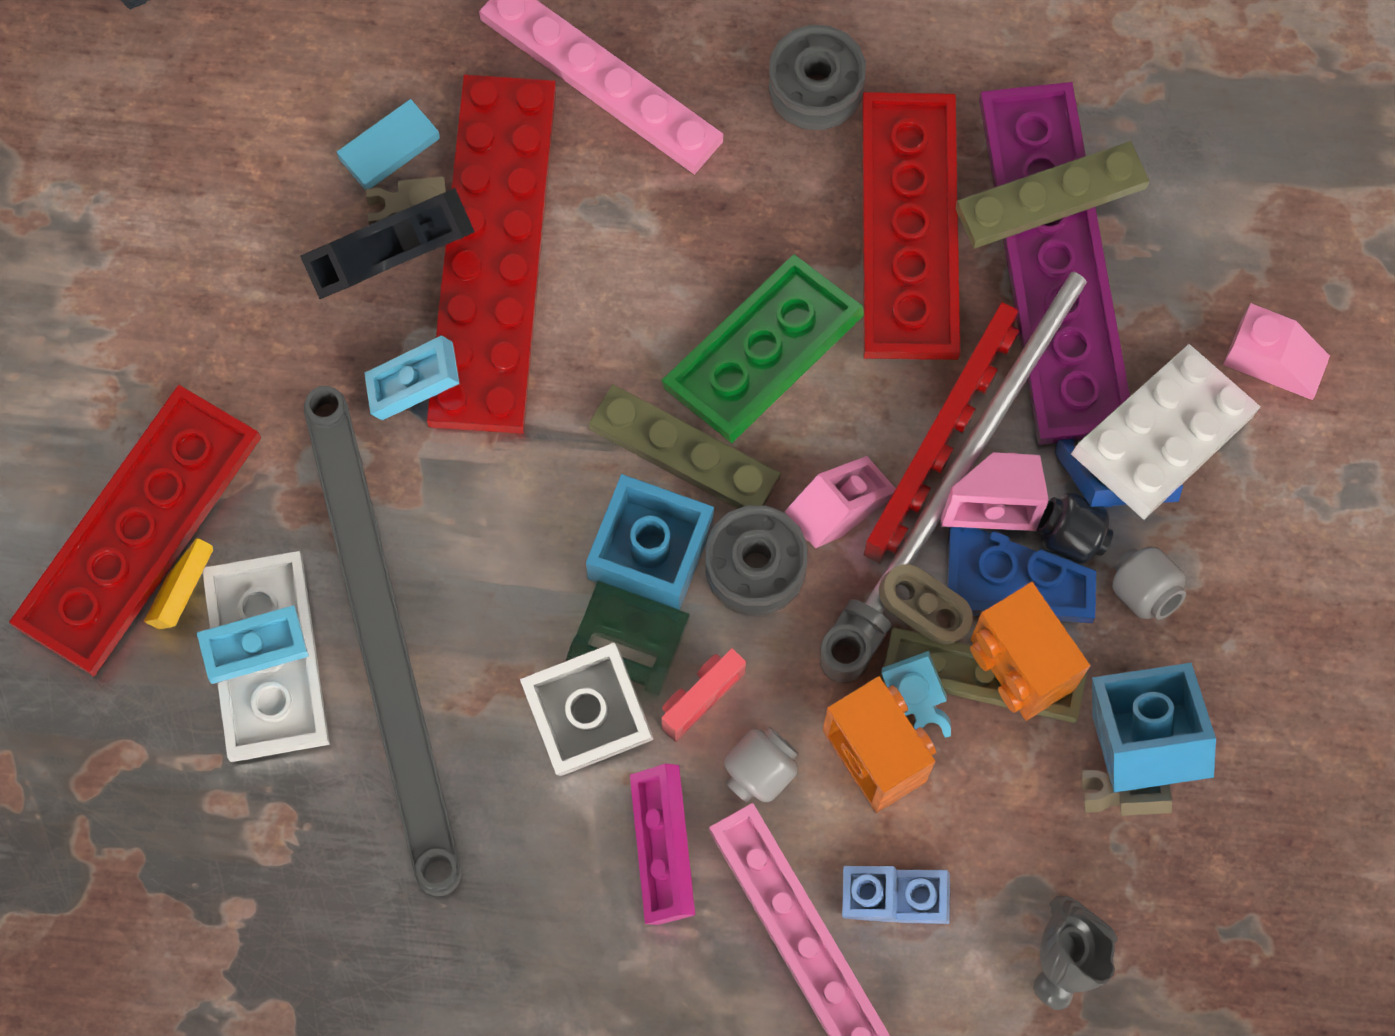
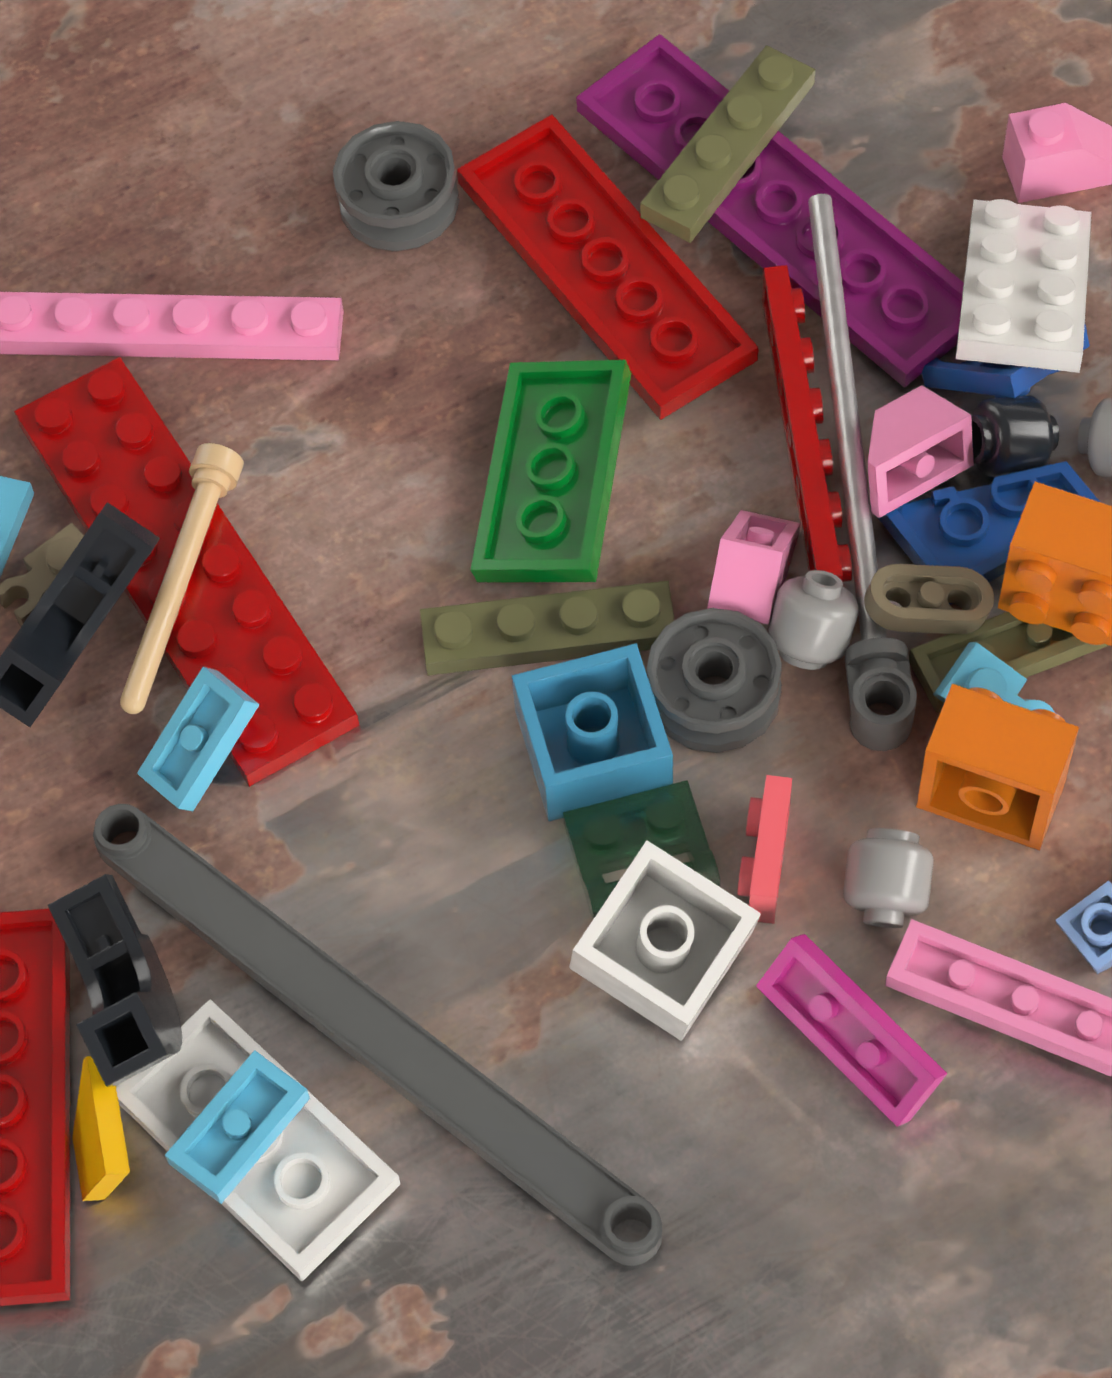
camera: 30 degrees left, 10 degrees down
(257, 509) = (129, 993): none -> black arch
(548, 206) = (214, 473): none -> tan piece
(844, 565) = (813, 620): none -> light grey head

